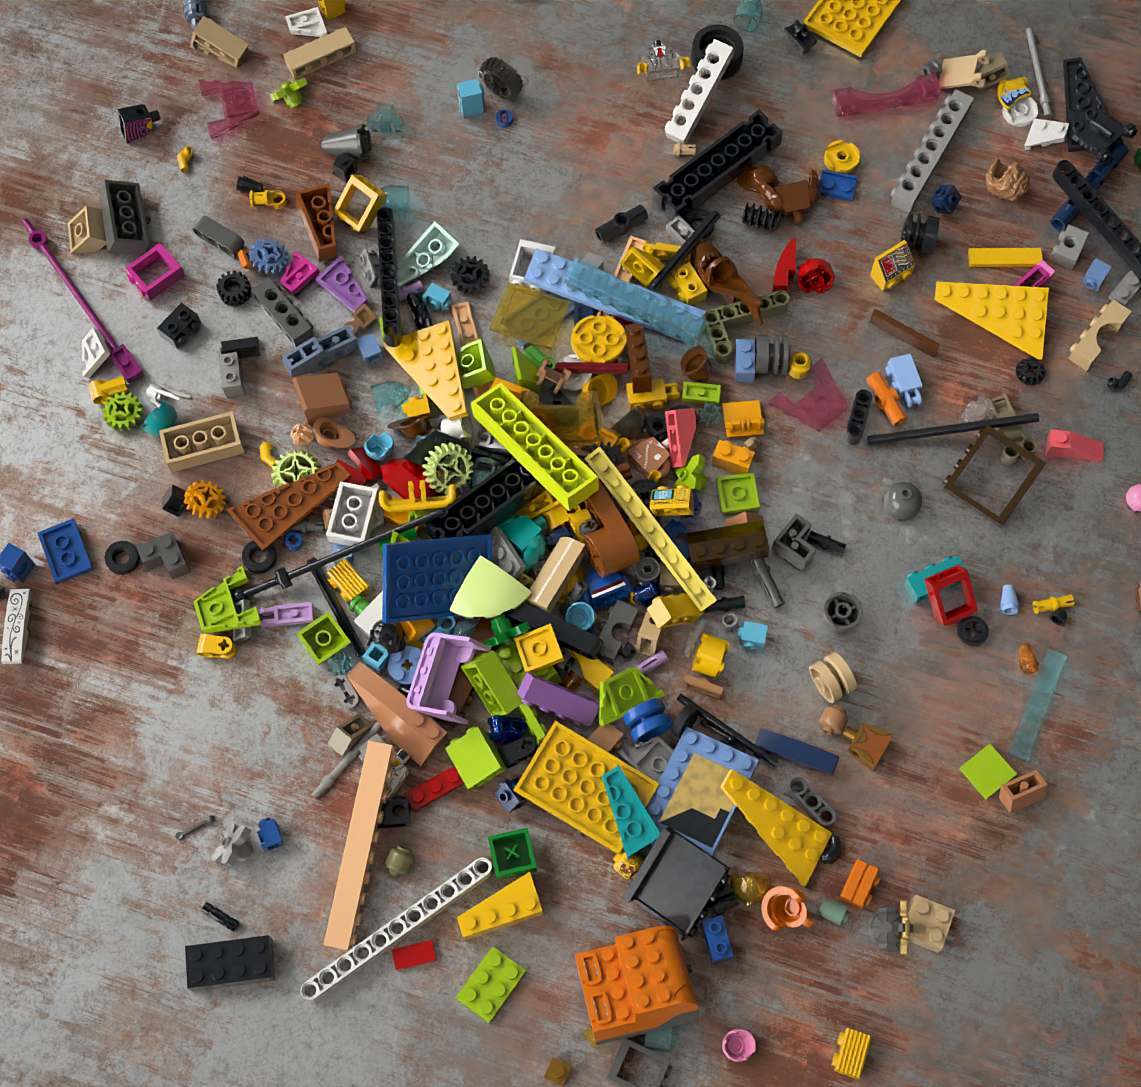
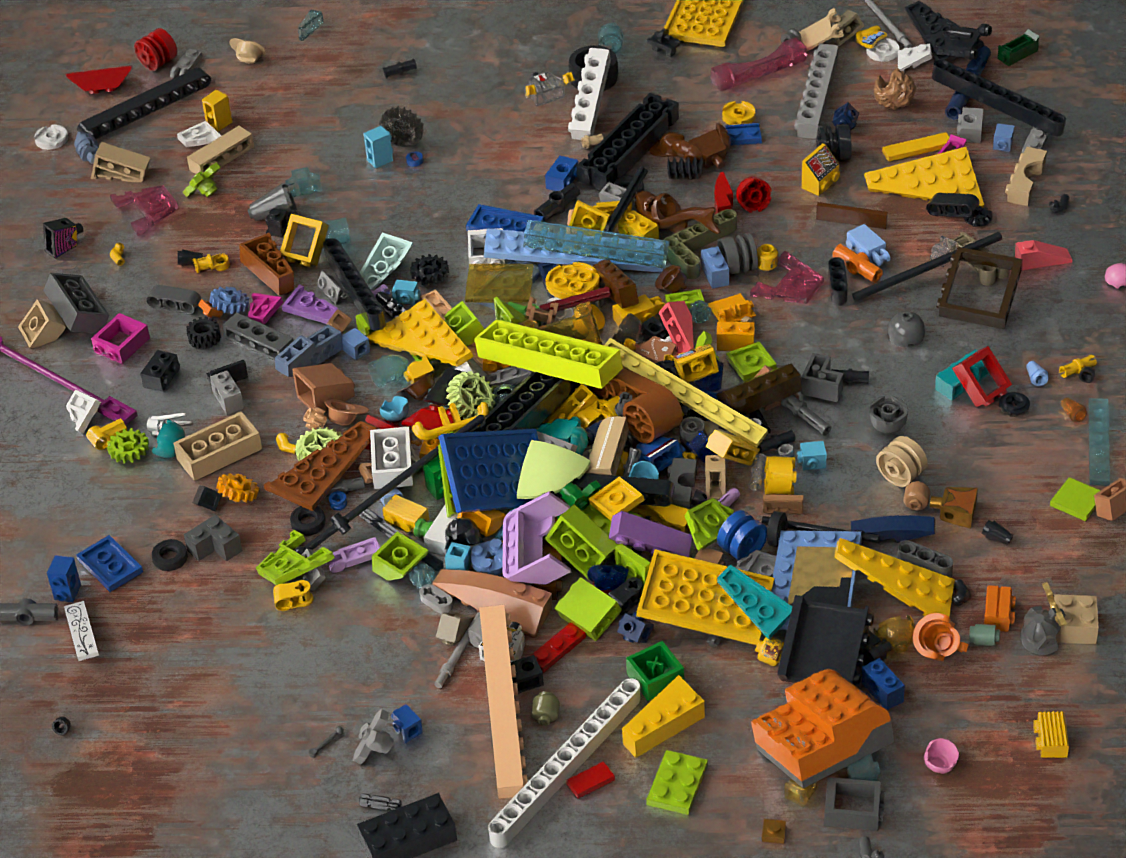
camera: 15 degrees left, 25 degrees down
(557, 230) = (492, 218): none -> blue plate
(641, 178) = (561, 173): none -> blue brick
(893, 789) = (996, 532): none -> black cone
(1009, 353) = (952, 205): none -> black beam

